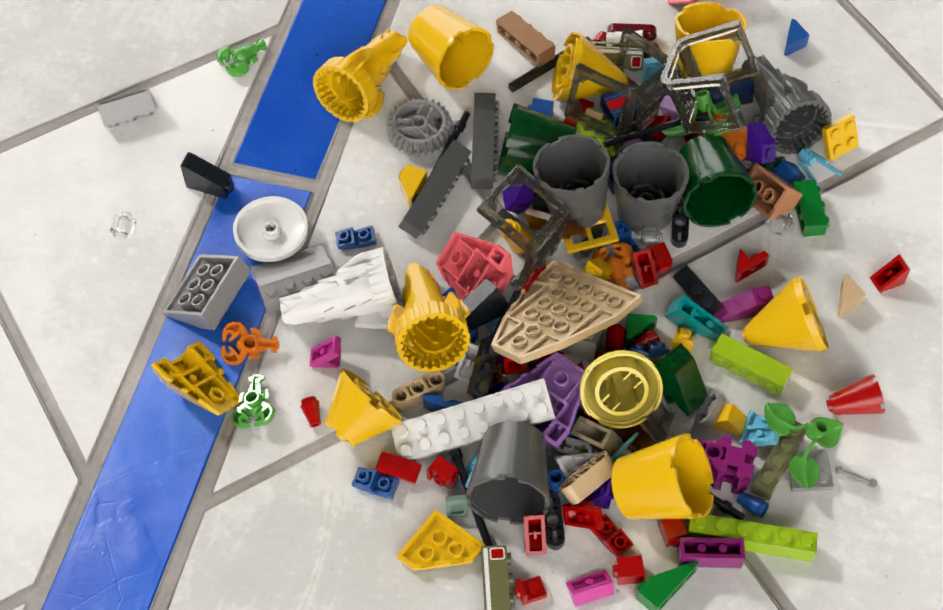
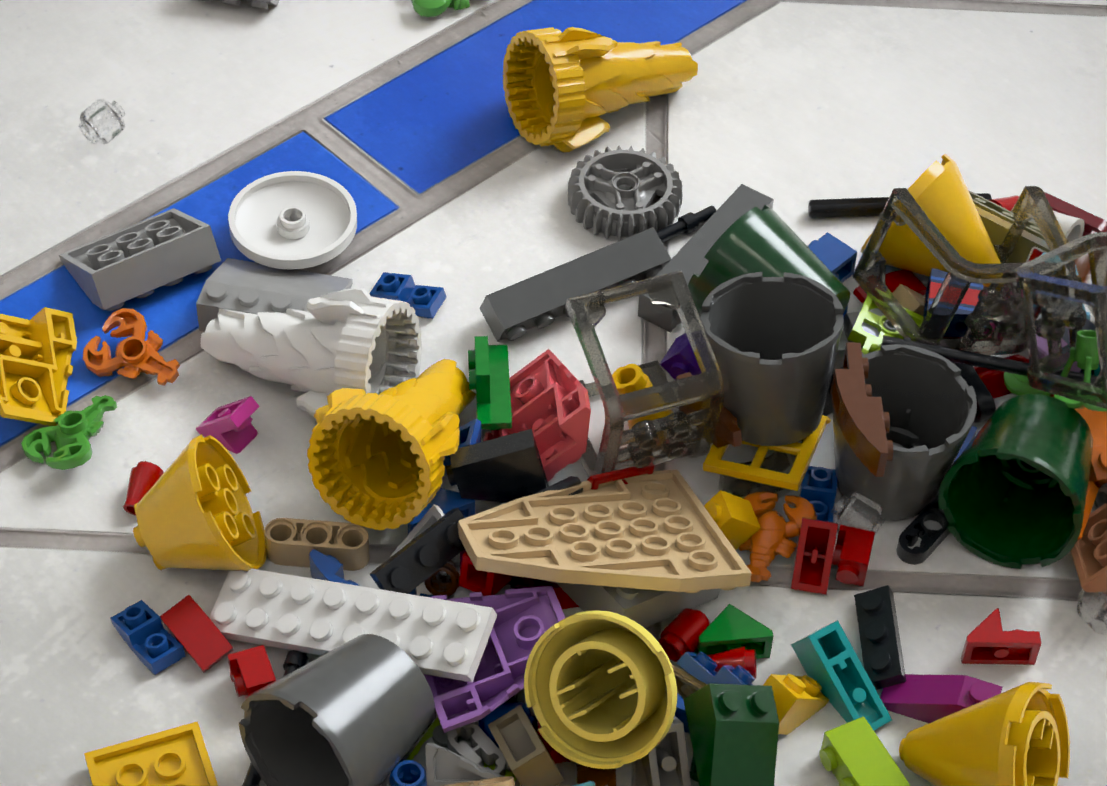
camera: 30 degrees right, 10 degrees down
(205, 176) = (262, 111): black slope -> none
(411, 182) = (549, 253): yellow slope -> none
(437, 264) = (491, 380): none -> green bracket
(450, 46) = (750, 105): yellow cone -> none
(456, 506) = (227, 737): sand green tile -> none
(525, 38) = (884, 149): medium nougat brick -> none
(641, 193) = (859, 413): none -> reddish brown slope

